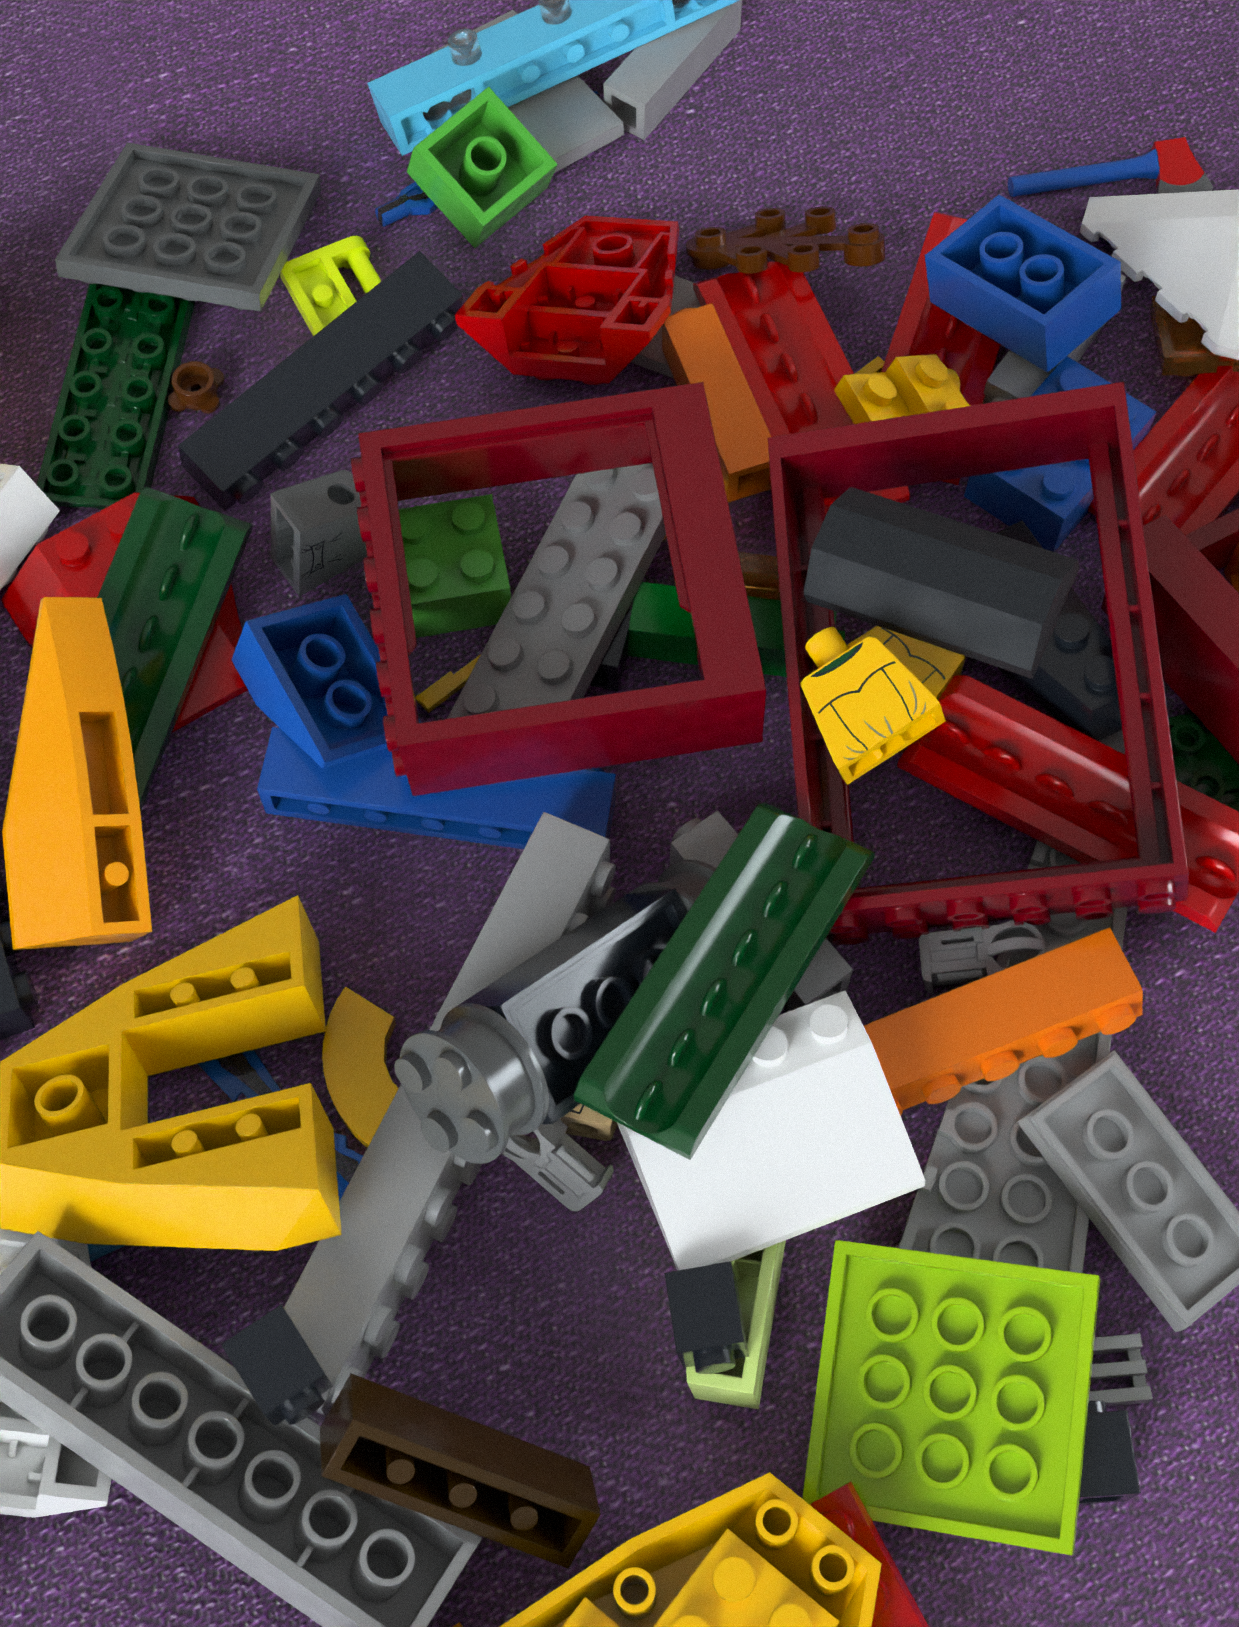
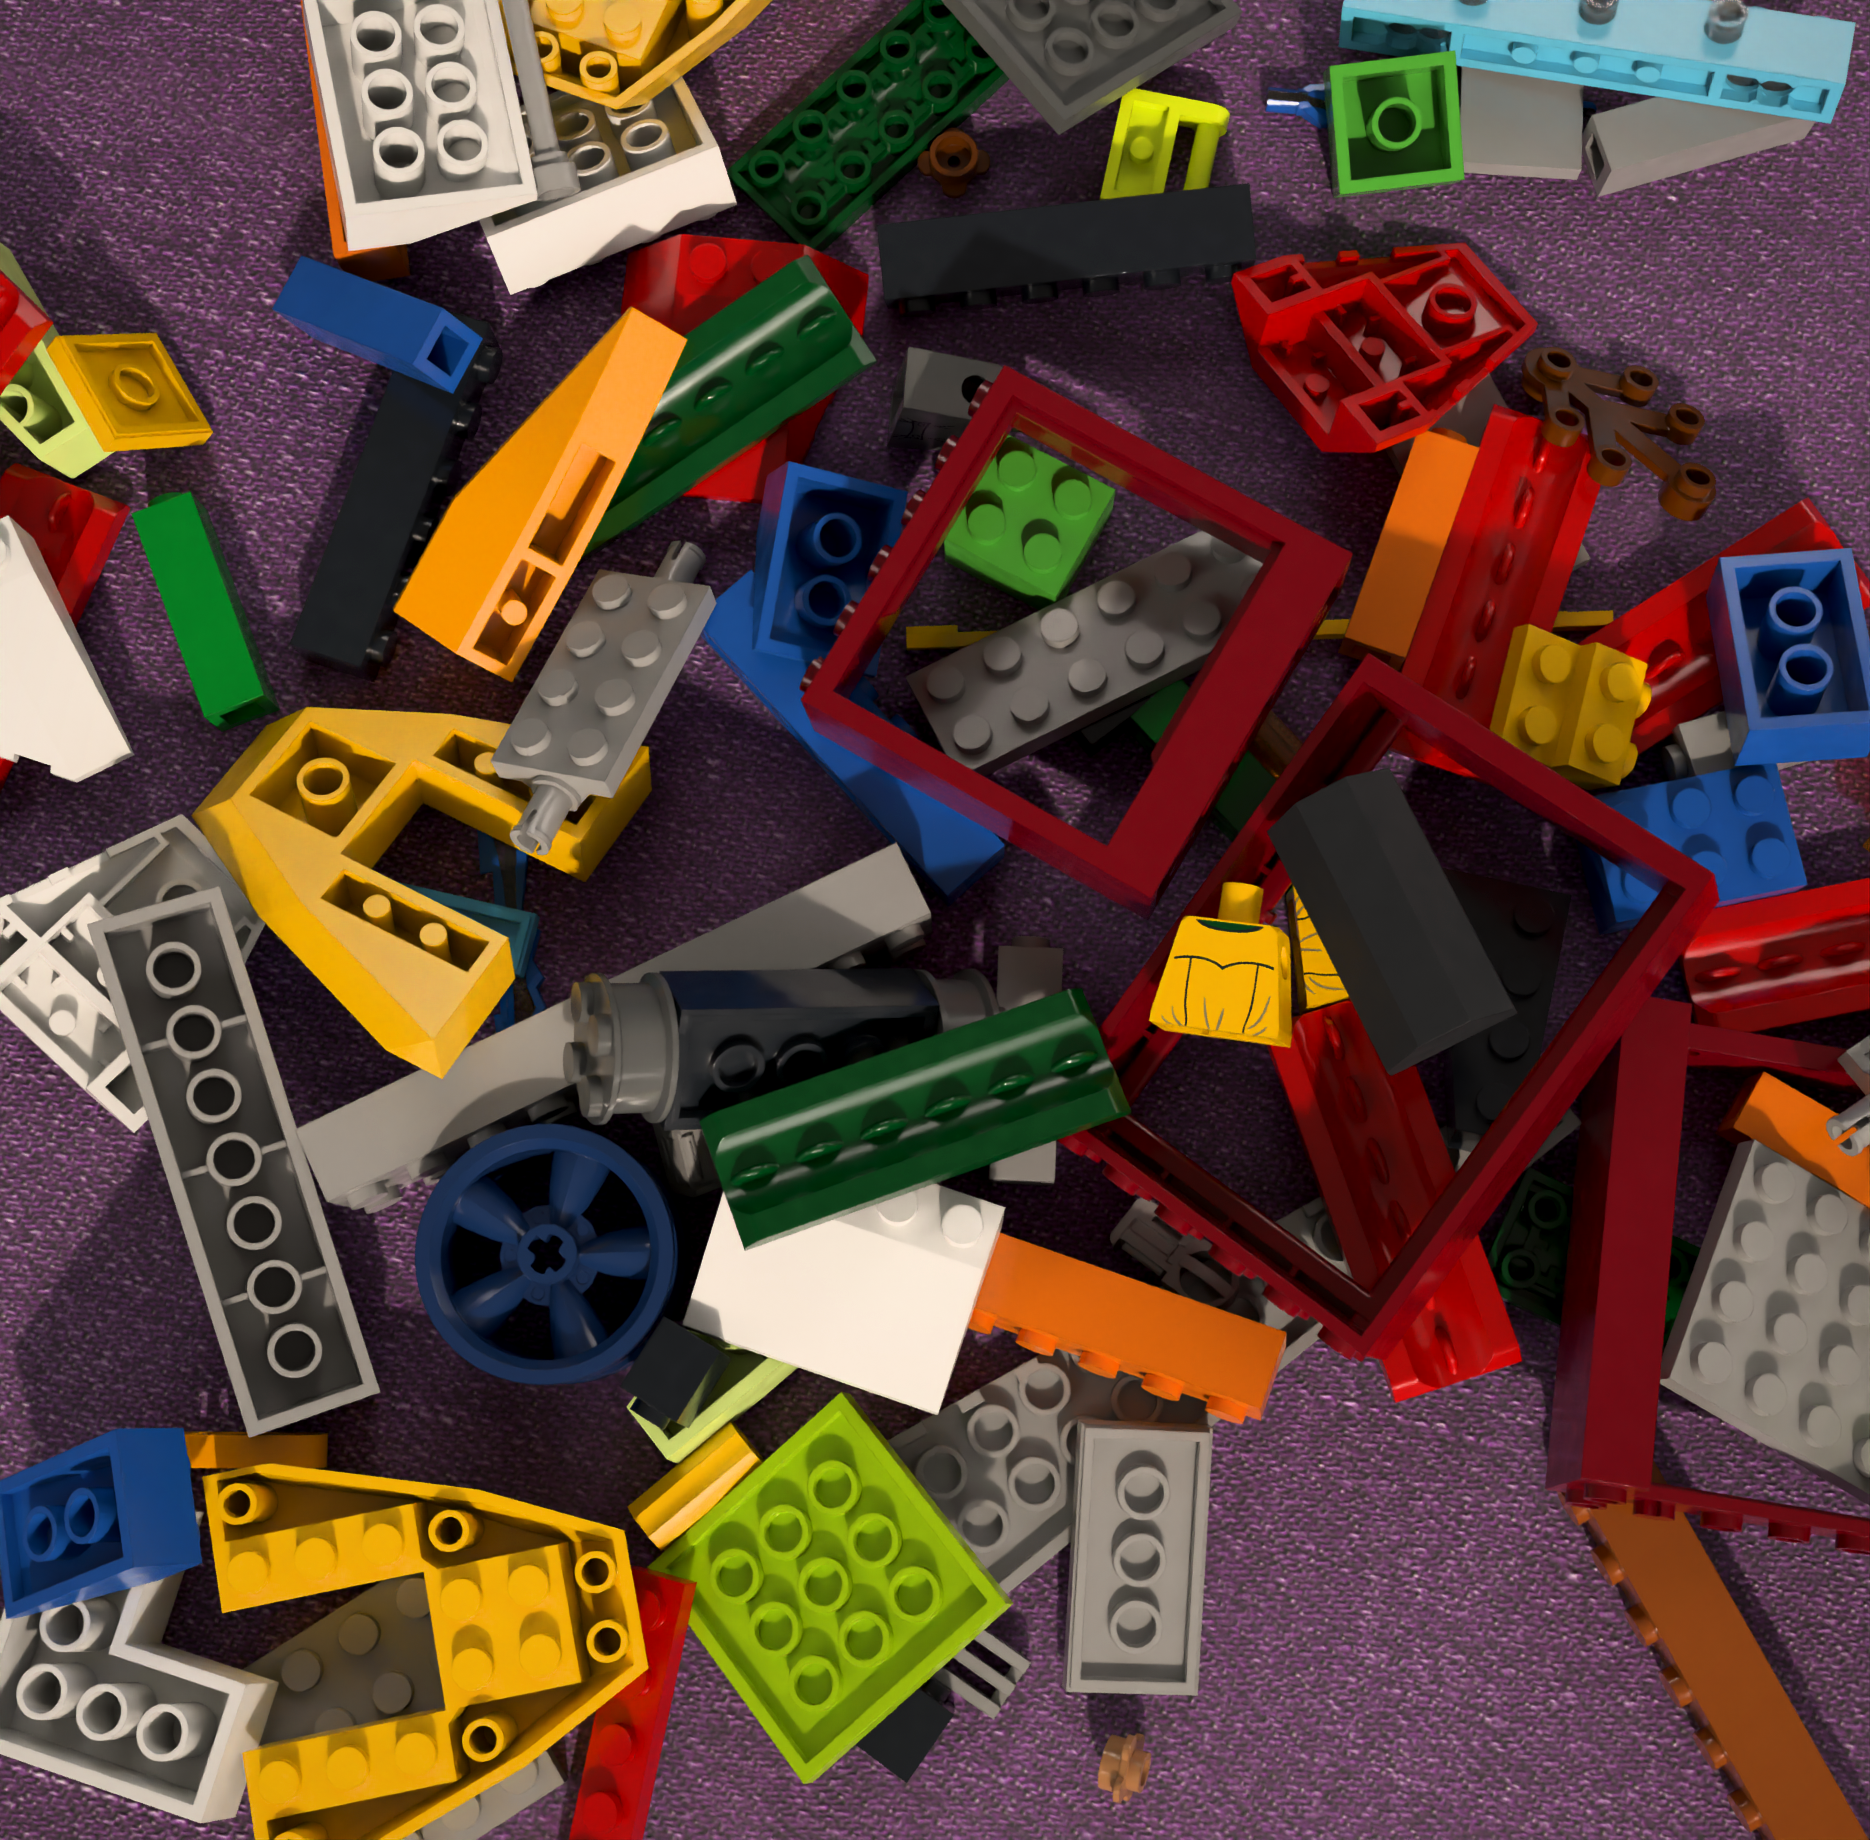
camera: 45 degrees right, 15 degrees up
(232, 879) = (602, 690): none -> light grey plate
(278, 1368) = (312, 1148): black brick -> none
(356, 1063) = (599, 923): yellow tile -> none
(458, 1471) = (372, 1303): dark brown brick -> none
(500, 1219) = (473, 1200): none -> dark blue wheel
(785, 1412) = (695, 1486): none -> yellow axle

